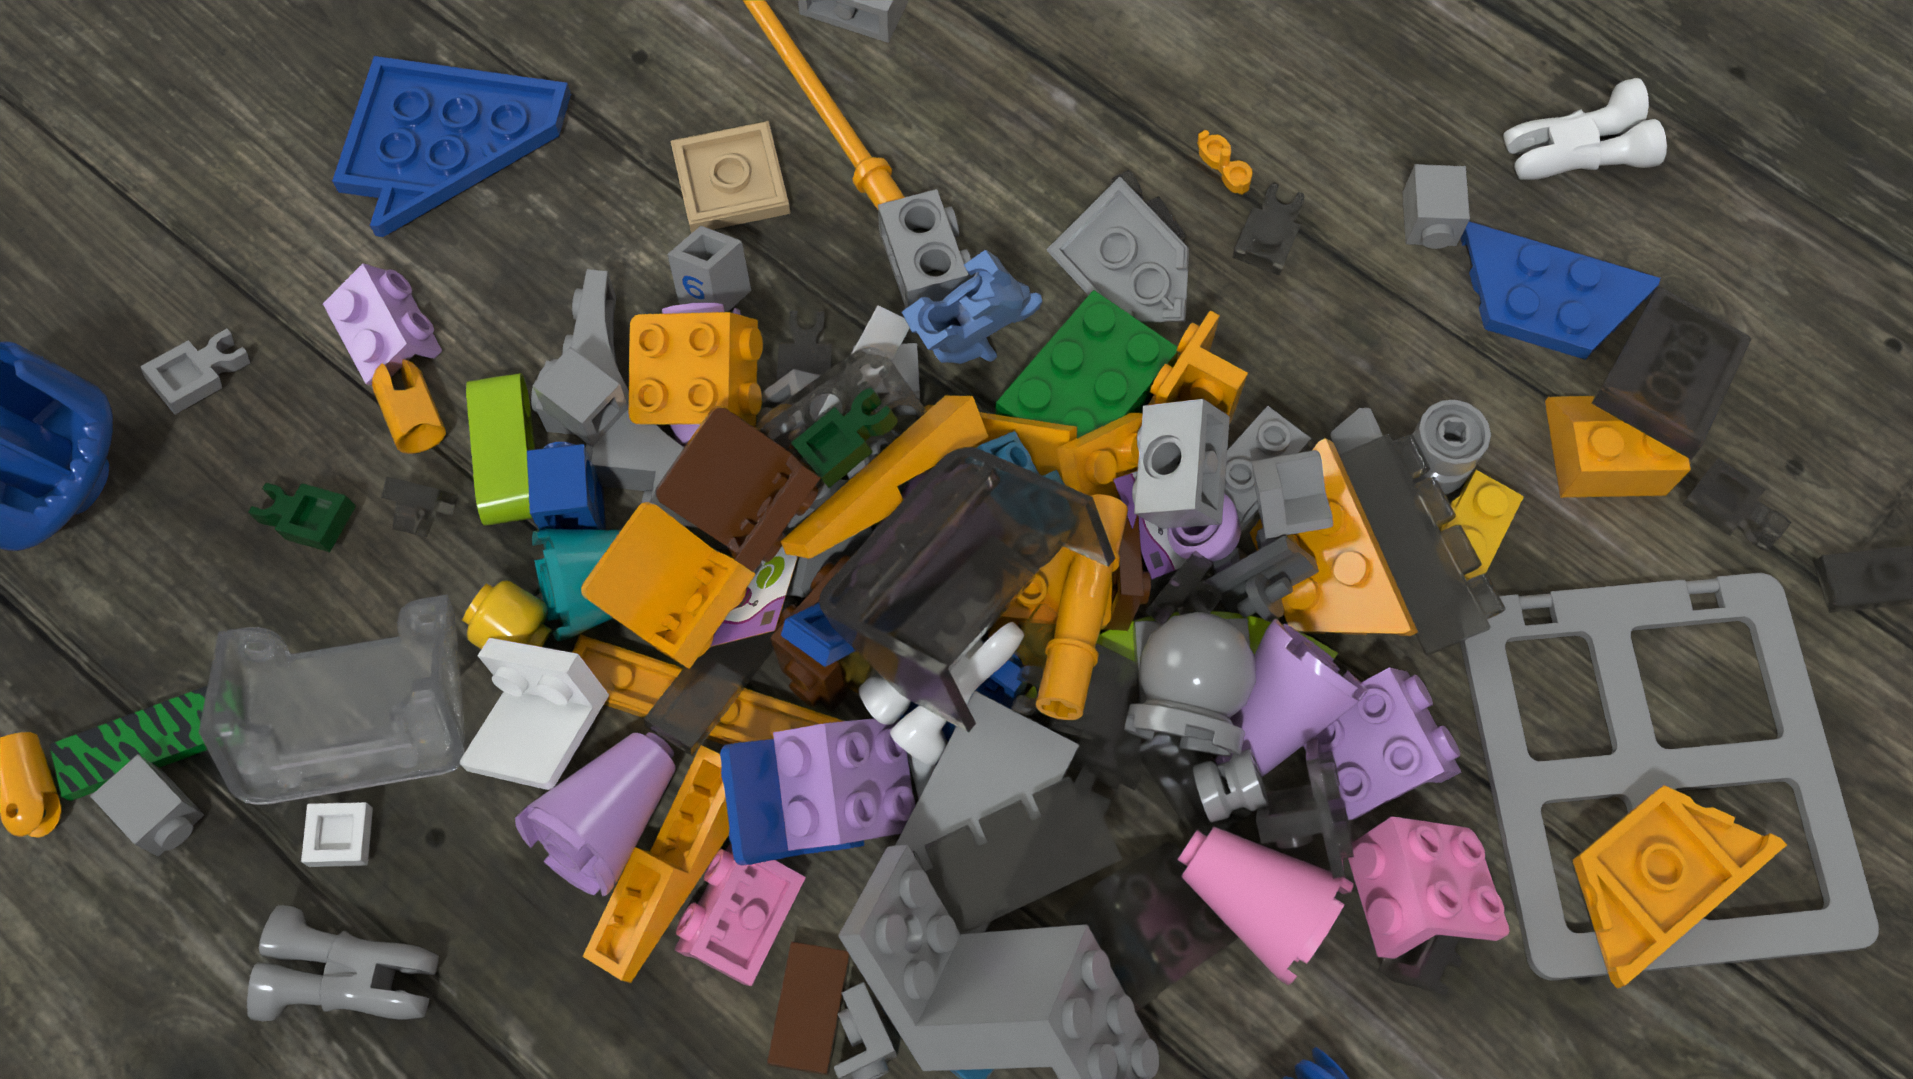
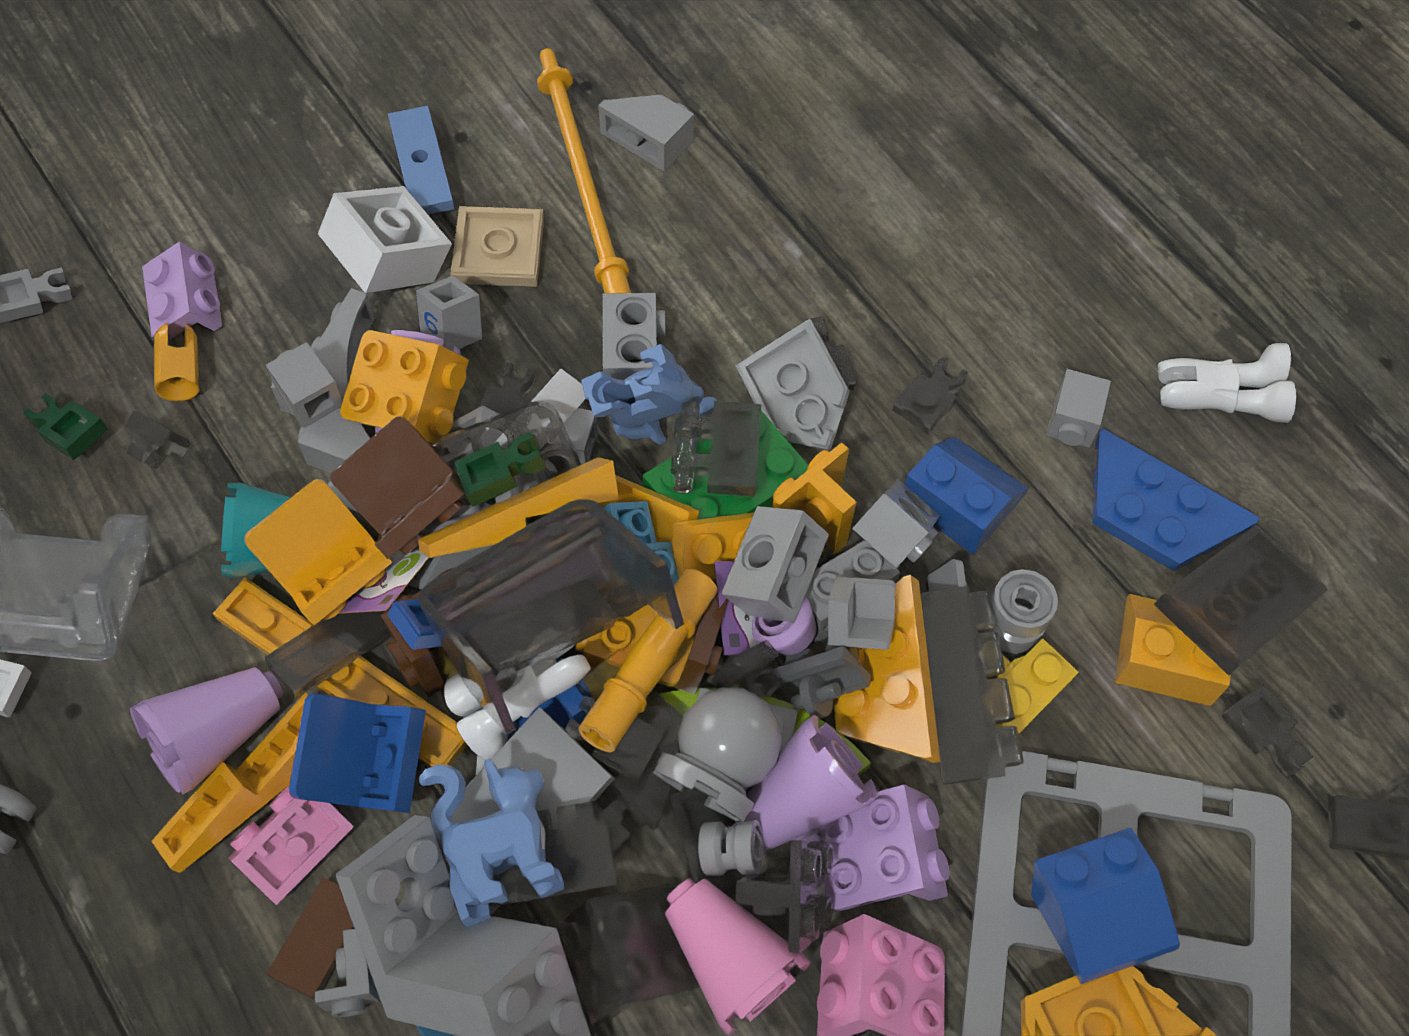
camera: 15 degrees right, 5 degrees down
(438, 131) = (280, 156): blue wing -> none
(499, 446) = (236, 415): lime beam -> none
(507, 615) = (188, 551): yellow head -> none
(538, 718) = (184, 635): white bracket -> none
(564, 488) = (267, 455): blue brick -> none
(604, 201) = (384, 238): none -> white brick
(607, 98) = (421, 159): none -> medium blue tile
(842, 783) = (396, 745): lavender bracket -> none
(979, 854) = (494, 842): none -> medium blue animal
(1092, 347) = (733, 448): none -> clear smoke plate
(1216, 153) = (906, 323): light orange piece -> none
(1292, 385) = (899, 524): none -> light grey brick
(1340, 333) = (965, 492): none -> blue slope
(1633, 736) = (1105, 905): none -> blue slope

